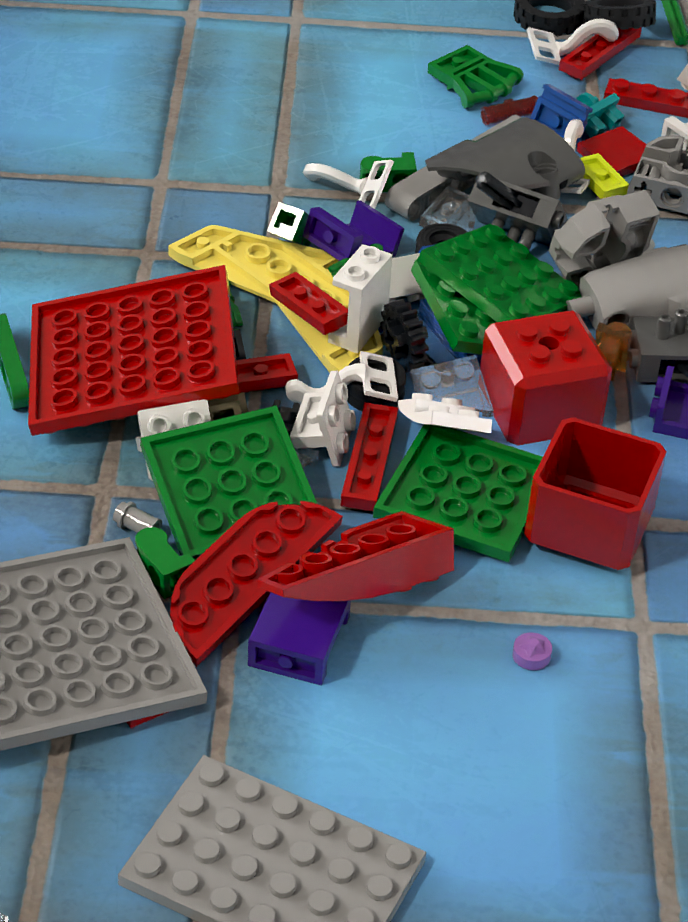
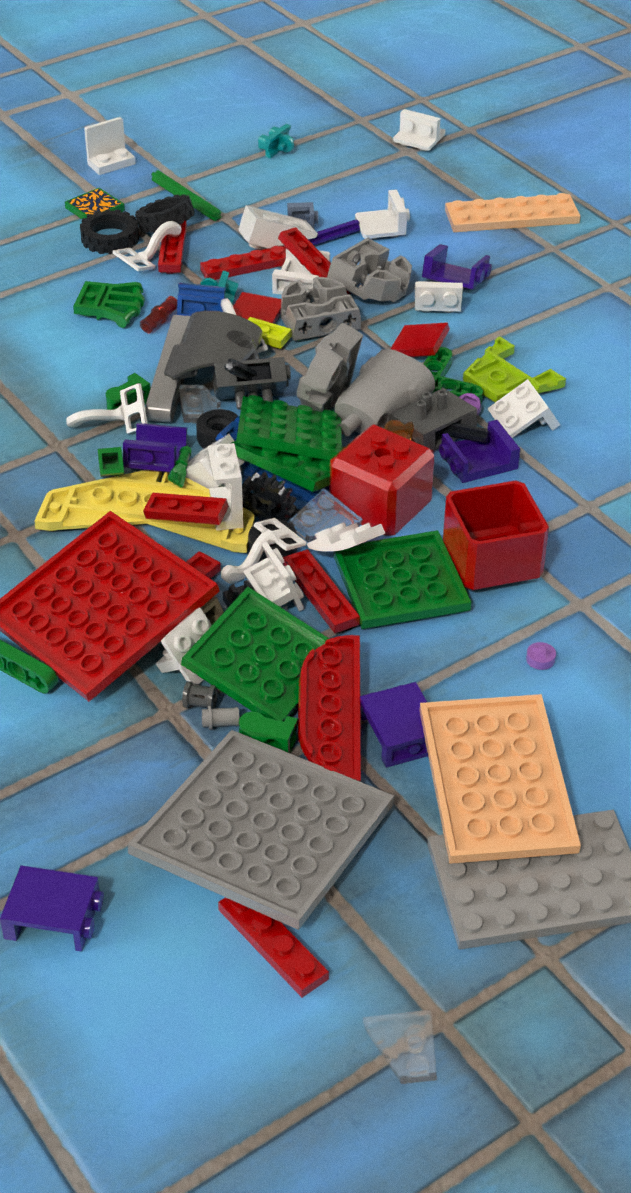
camera: 35 degrees left, 0 degrees up
(138, 489) = (191, 690): none -> dark grey bush
(319, 739) = (498, 779): none -> light nougat plate
(368, 561) = (407, 652): red wedge -> none

